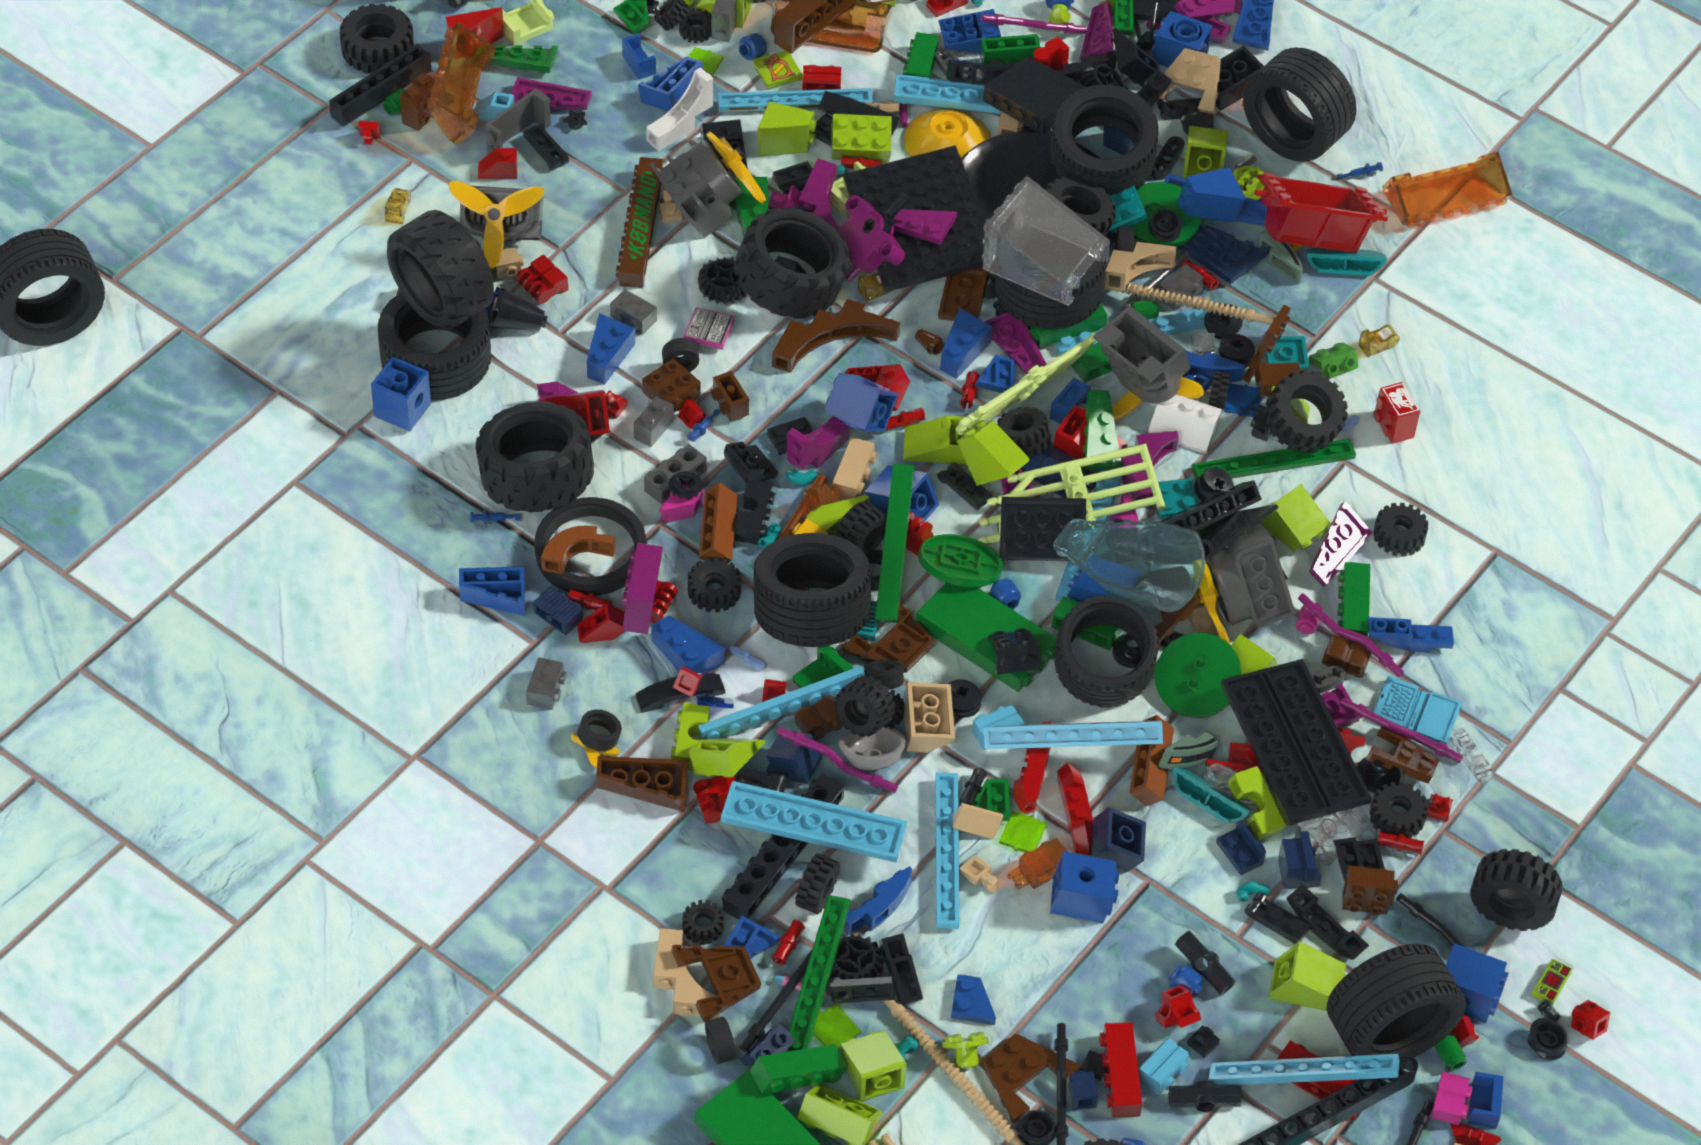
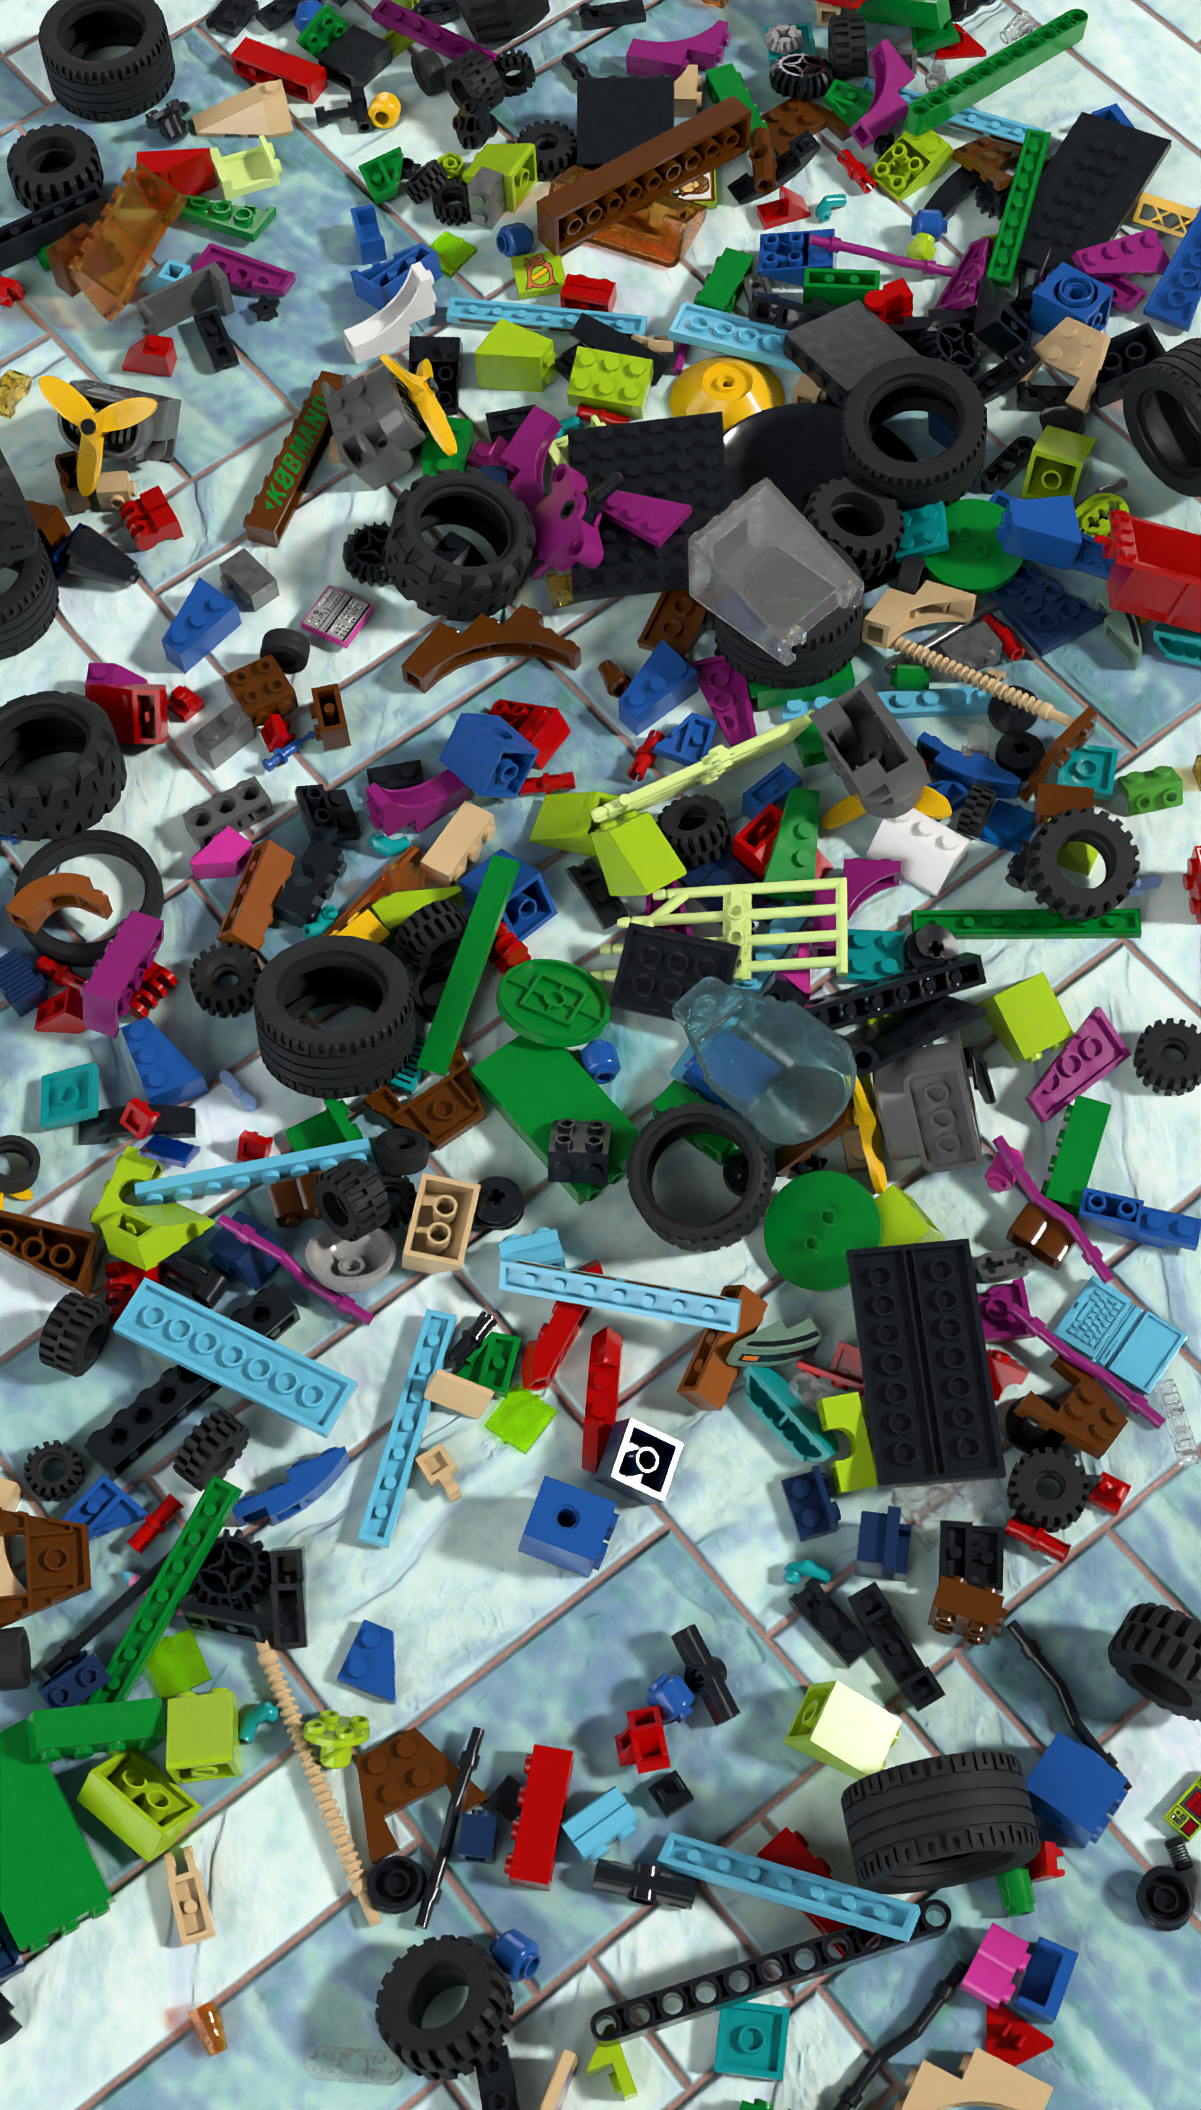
camera: 20 degrees right, 10 degrees up
(626, 678) = (69, 1096): none -> teal plate
(686, 478) = (234, 826): black gear -> none
(692, 828) = (74, 1334): none -> black tyre
(1037, 865) = (523, 1474): clear orange brick -> none
(1165, 225) = (970, 563): black piece -> none

